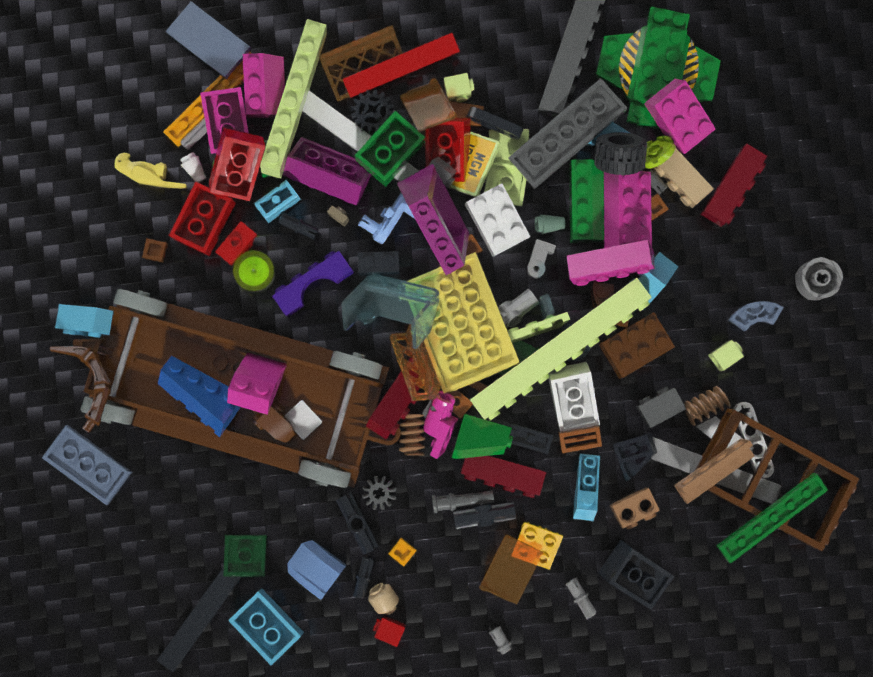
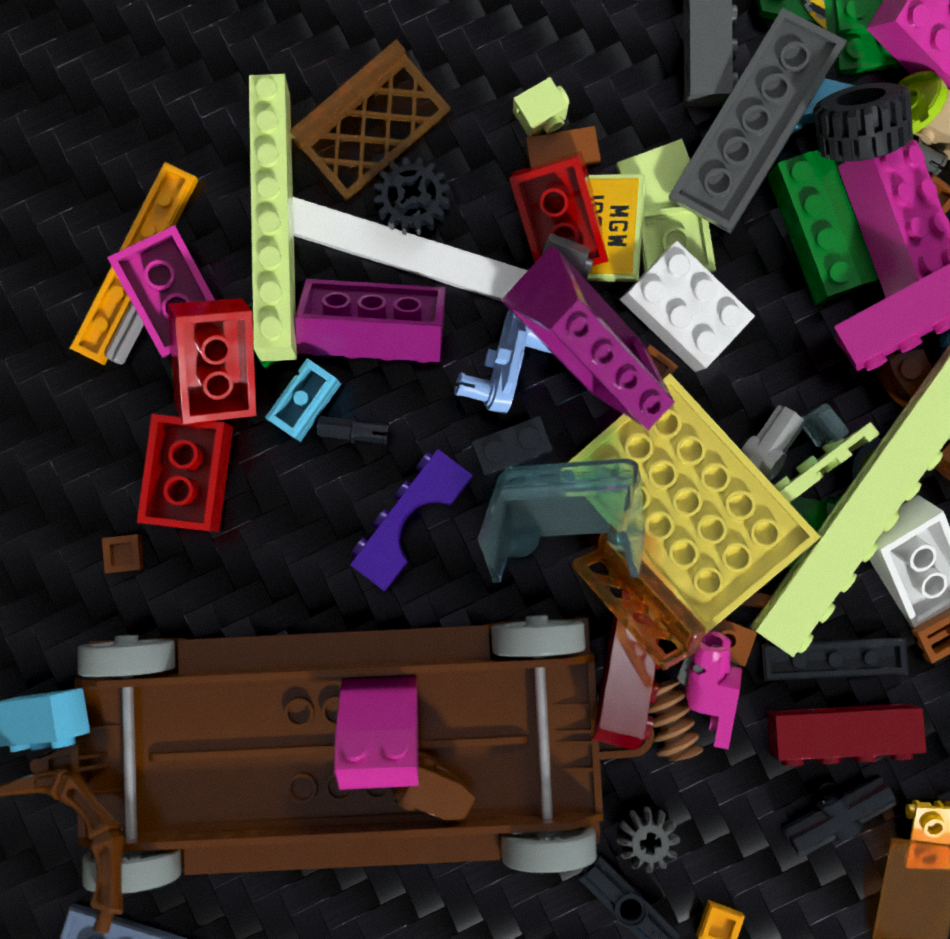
camera: 20 degrees left, 0 degrees up
(145, 172) = (61, 427): light yellow animal -> none
(193, 167) = (140, 389): white cone -> none
(199, 393) = (282, 784): blue wedge -> none
(208, 40) = (95, 168): sand blue tile -> none
(236, 243) = (259, 496): red brick -> none
(254, 271) = (304, 533): clear neon green piece -> none
(263, 84) = (211, 211): dark pink slope -> none
(303, 419) = (478, 763): white sticker -> none
(339, 215) = (415, 388): dark tan plate -> none
(390, 148) = (465, 246): green brick -> none
(401, 65) = (433, 103): red tile -> none
(428, 105) = (504, 154): clear orange piece -> none
(453, 501) = (778, 810): dark grey pin -> none
(481, 438) = (792, 689): green slope -> none
(495, 123) = (625, 145): black beam -> none
(536, 263) = (775, 348): light grey leg -> none
(548, 223) = (771, 284): sand green cone -> none

